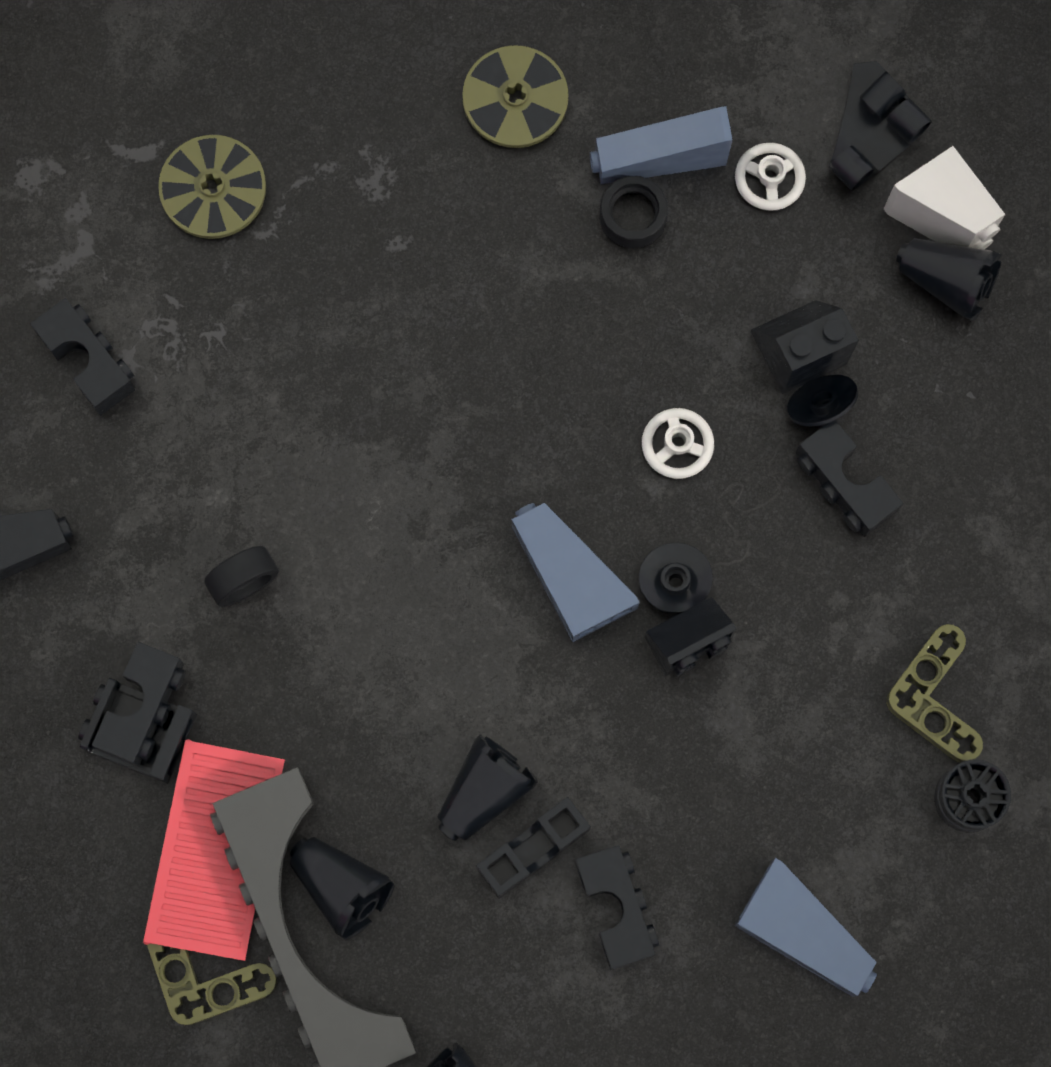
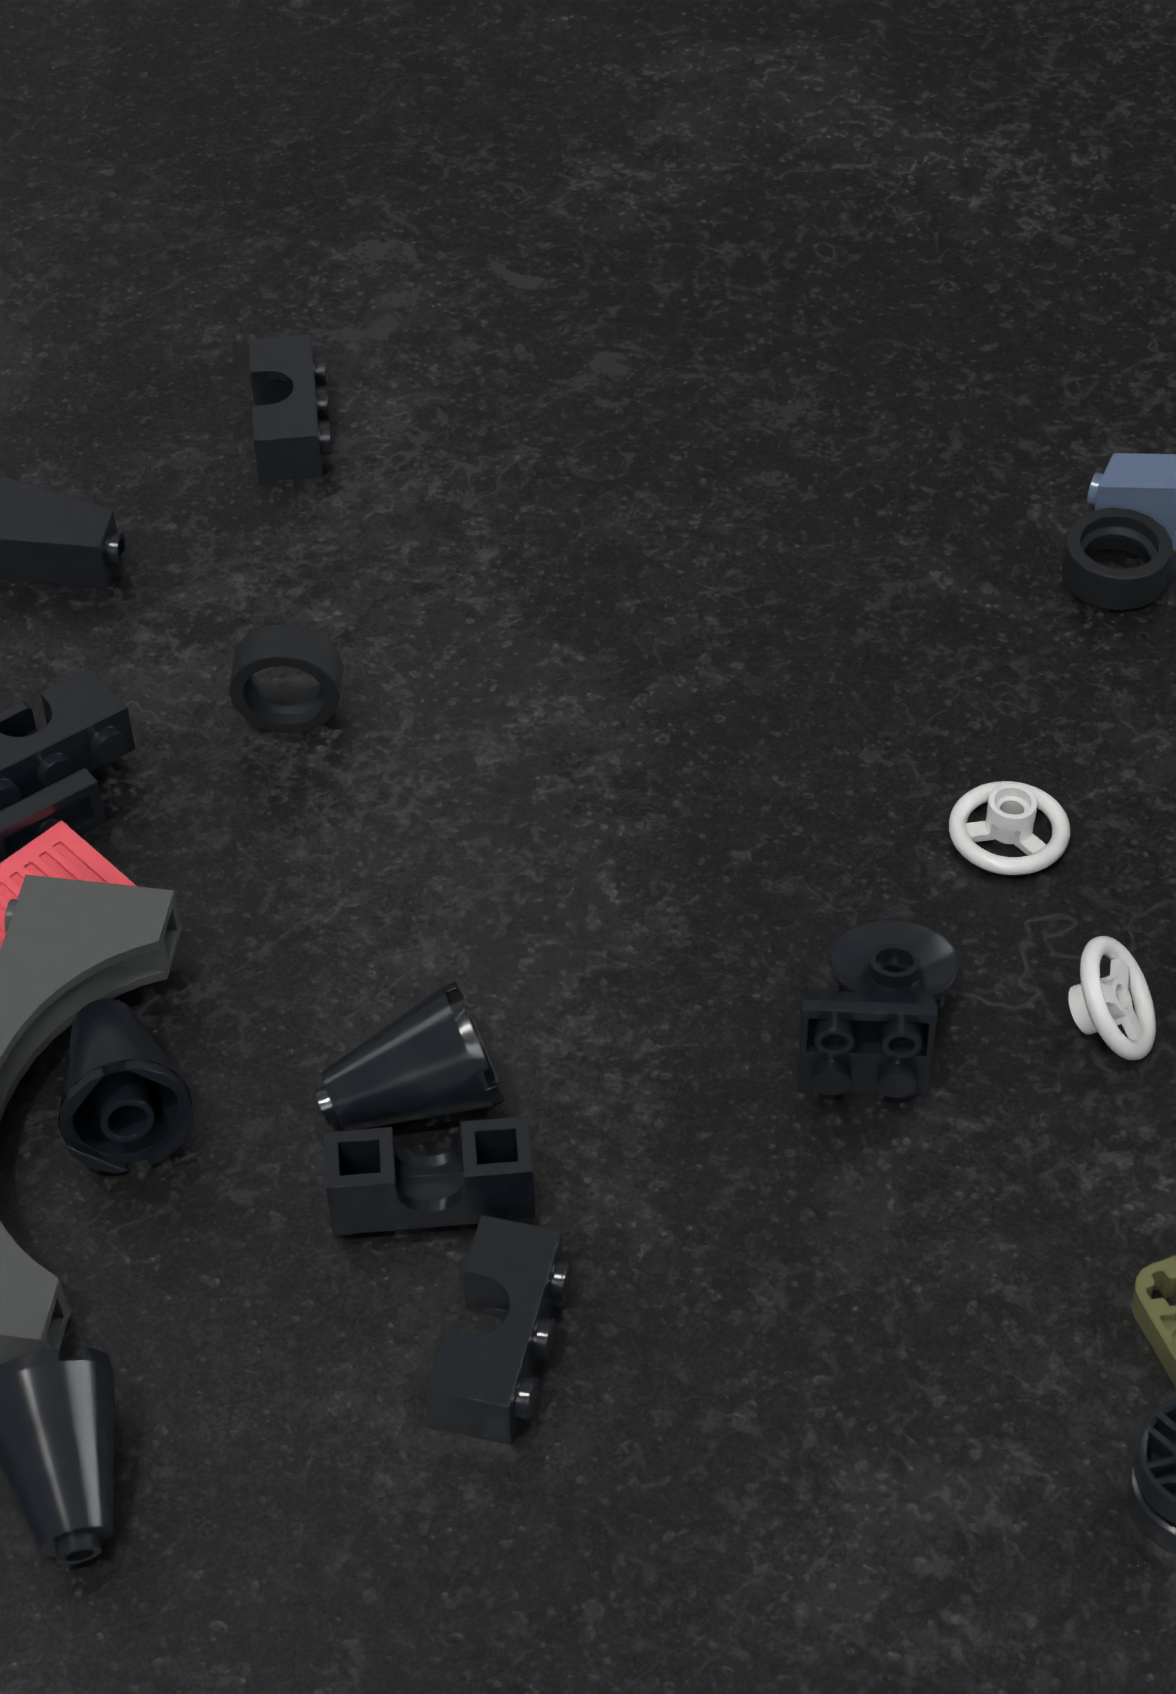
camera: 35 degrees right, 30 degrees down
(228, 164) = (579, 332): olive piece -> none
(526, 120) = (1035, 399): olive piece -> none
(574, 578) = (744, 900): sand blue slope -> none
(790, 541) = (1106, 1002): none -> white piece
(802, 929) = (778, 1523): sand blue slope -> none

